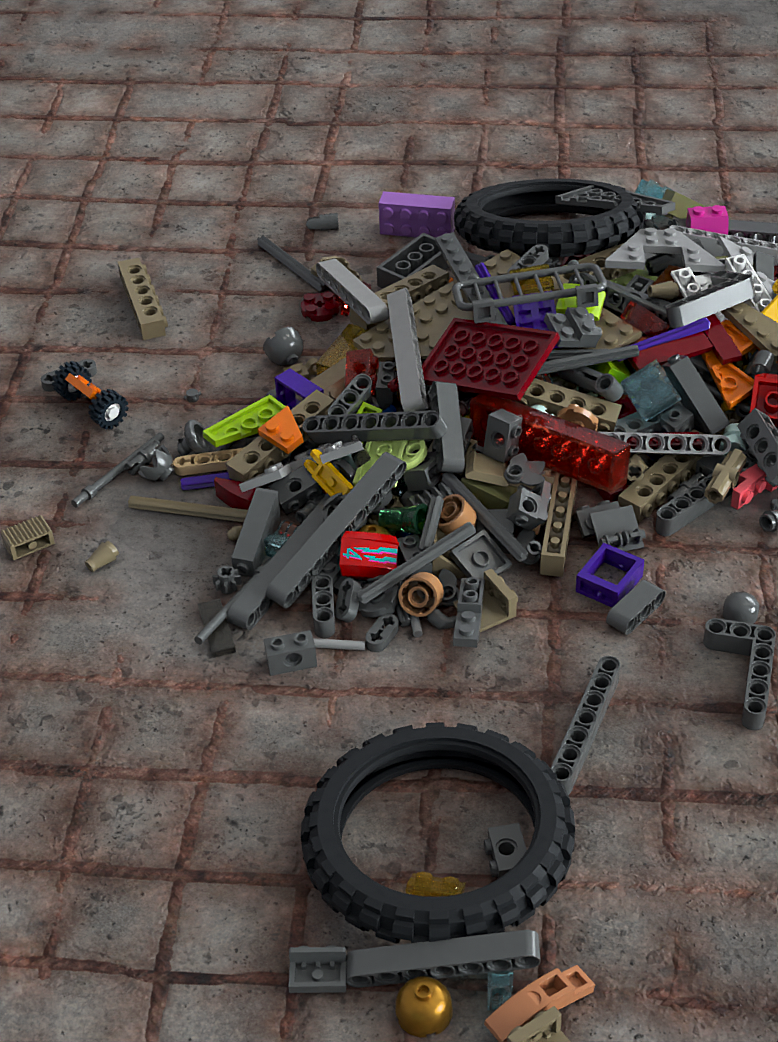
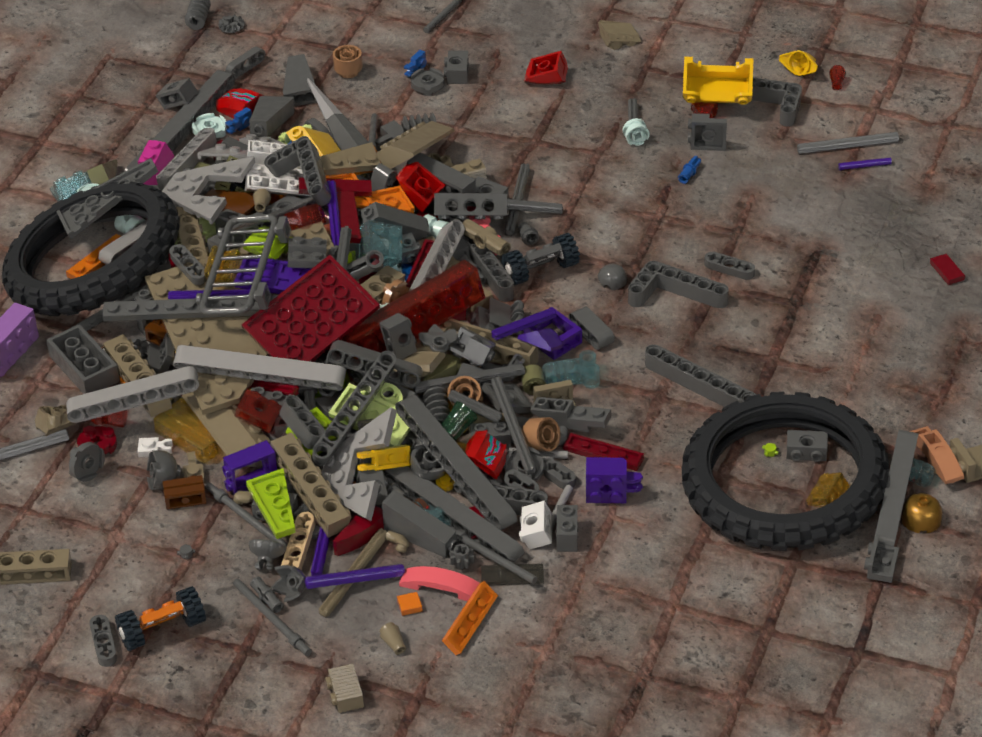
camera: 75 degrees left, 0 degrees up
(139, 605) = (469, 618): none -> orange plate
(156, 559) = (409, 603): none -> orange tile
(175, 507) = (354, 576): none -> dark purple axle
(187, 578) = (439, 579): none -> coral slope
(263, 370) = (184, 492): none -> reddish brown brick
(282, 431) = (314, 473): orange wing -> none
(285, 294) = (77, 465): none -> dark grey plate
(285, 622) = (536, 525): none -> white brick
(323, 338) = (146, 446): none -> white plate
(366, 666) = (609, 480): none -> dark purple hinge
(434, 664) = (594, 448): none -> dark red tile
(493, 819) = (770, 450): none -> lime piece
(522, 574) = (533, 377): none -> olive piece
(553, 608) = (577, 370): none -> clear light blue piece
(575, 560) = (543, 338): none -> dark purple slope
(591, 537) = (523, 324): none -> dark purple axle
(750, 550) = (562, 247): none -> black plate

